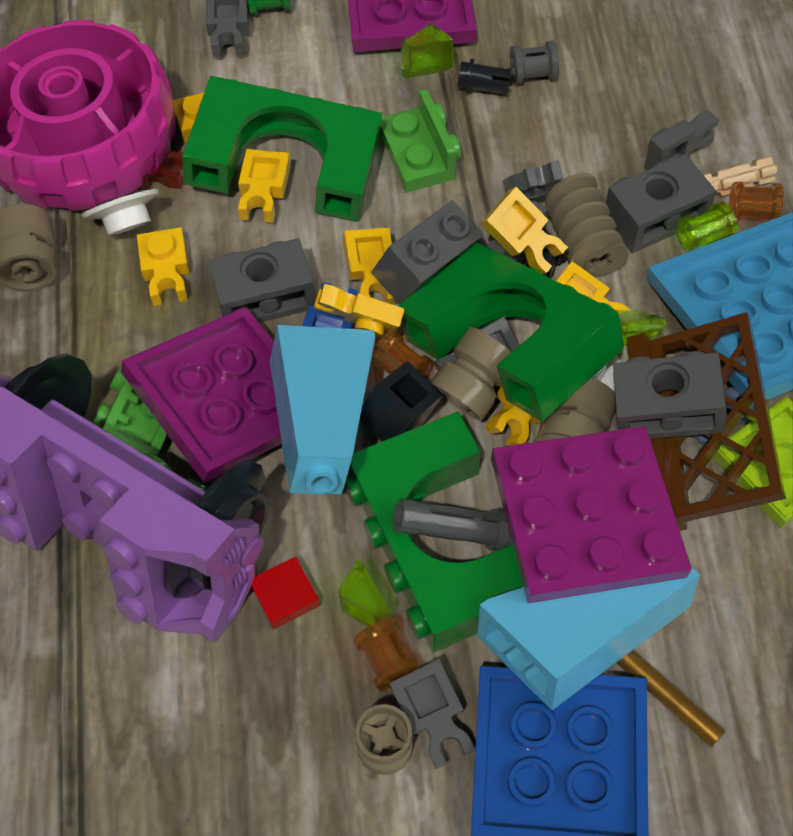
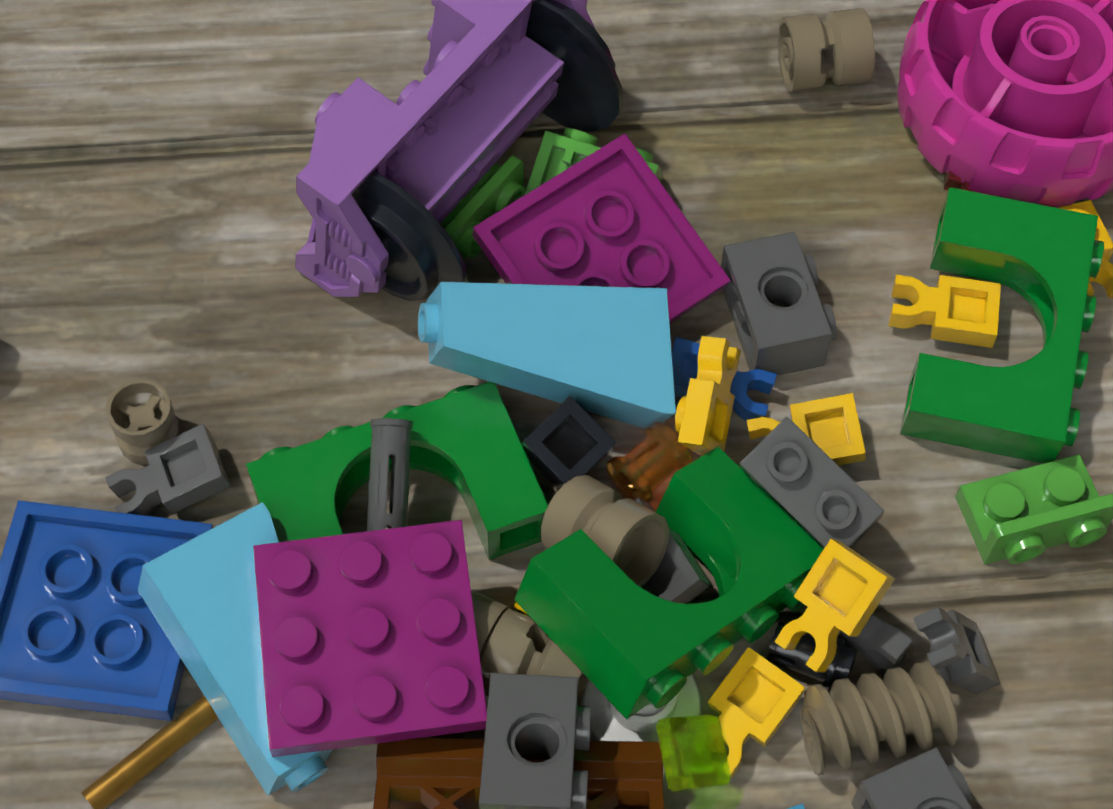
camera: 90 degrees right, 0 degrees up
(123, 213) = (884, 150): white piece -> none
(163, 261) = (823, 202): yellow plate -> none
(284, 593) = (343, 334): red tile -> none
(361, 597) = (316, 408): clear neon green slope -> none
(385, 652) = (225, 426): clear orange bush -> none

